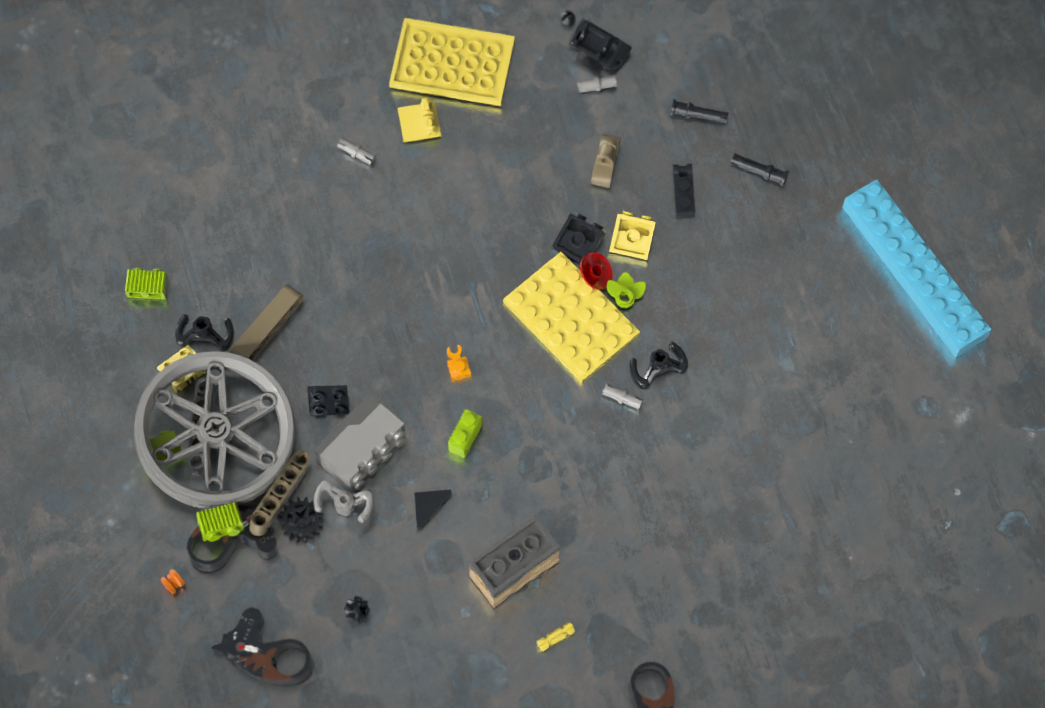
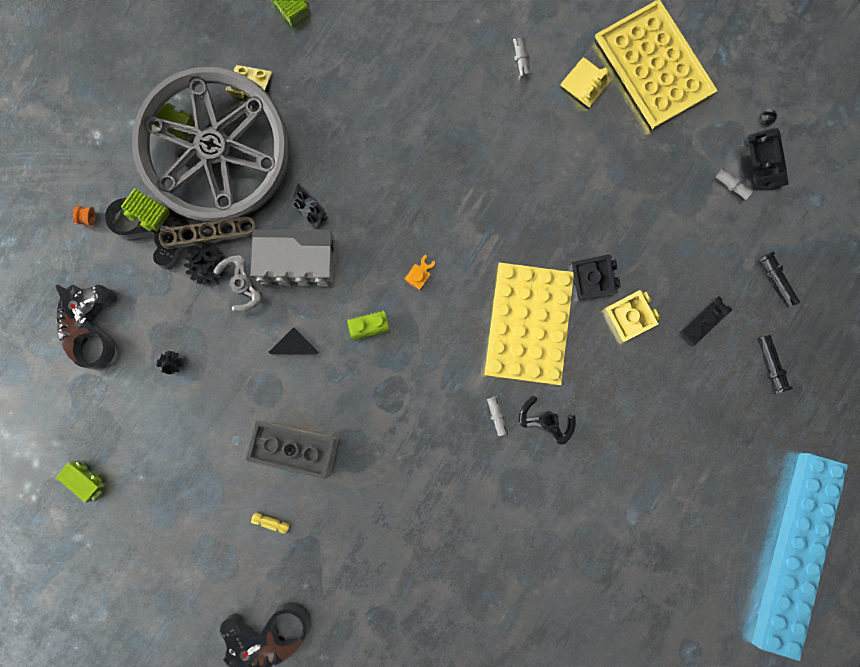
camera: 50 degrees right, 15 degrees up
(203, 331) = (289, 72): black piece -> none
(268, 323) = (330, 112): dark tan beam -> none
(596, 270) = (584, 316): red dish -> none
(605, 160) = (677, 243): dark tan piece -> none
(626, 288) = (587, 344): lime plate -> none

